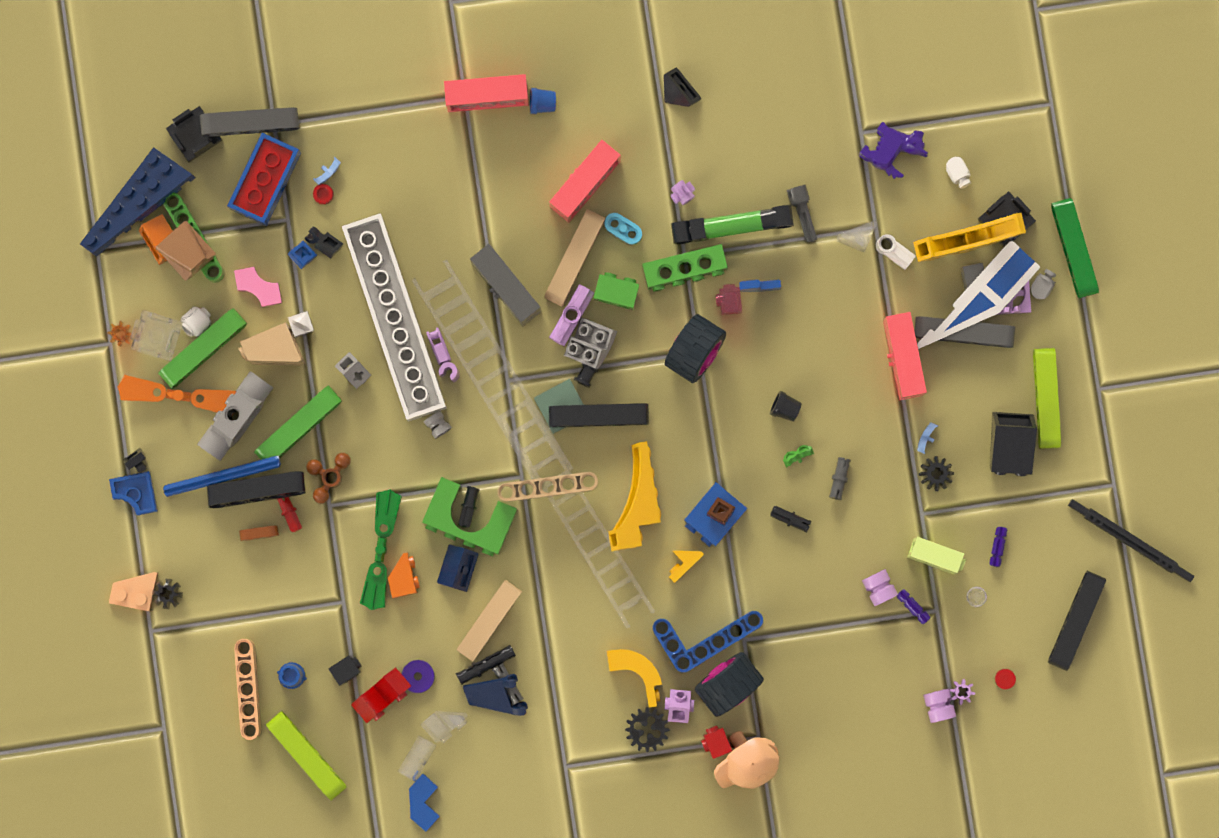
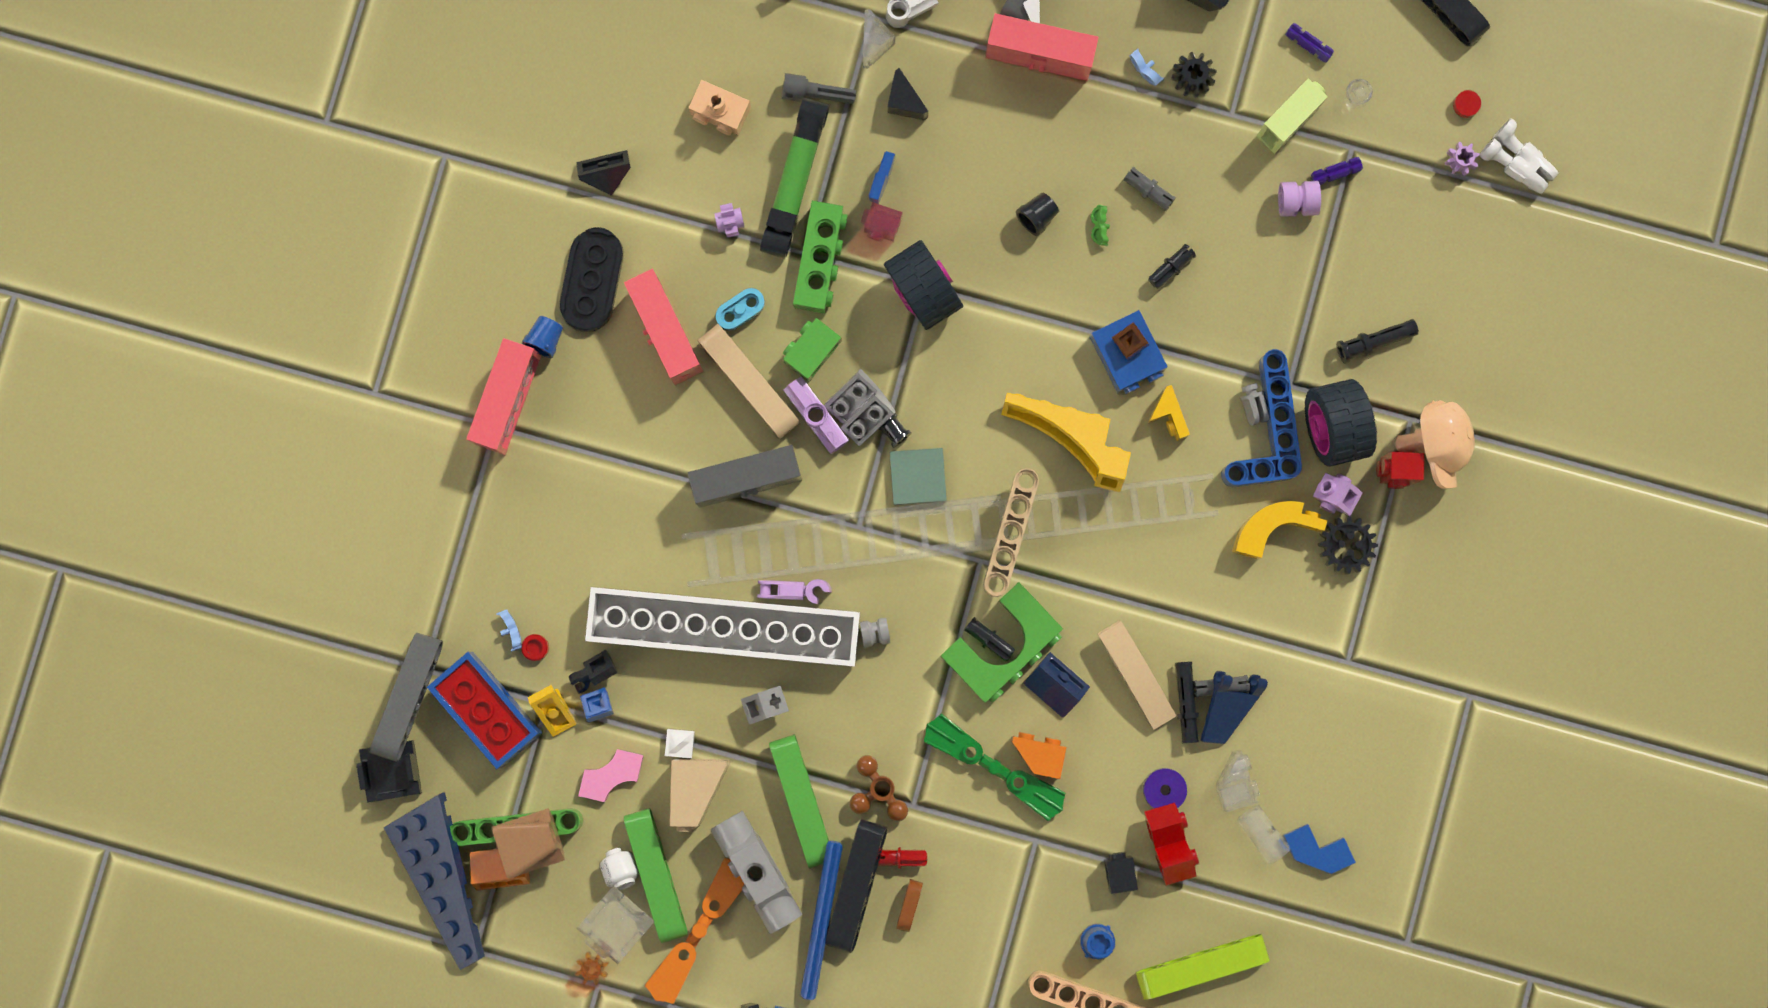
camera: 70 degrees left, 0 degrees up
(284, 225) = (552, 710): none -> yellow slope
(598, 115) = (591, 279): none -> black tile
(599, 415) = (949, 436): black beam -> none
(724, 614) = (1254, 405): none -> light grey arm
(759, 149) = (719, 108): none -> light nougat brick
(797, 680) = (1365, 344): none -> black pin
(825, 275) = (904, 99): none -> black slope
(939, 705) = (1467, 191): lavender wheel -> none
(979, 738) = (1526, 161): none -> white piece

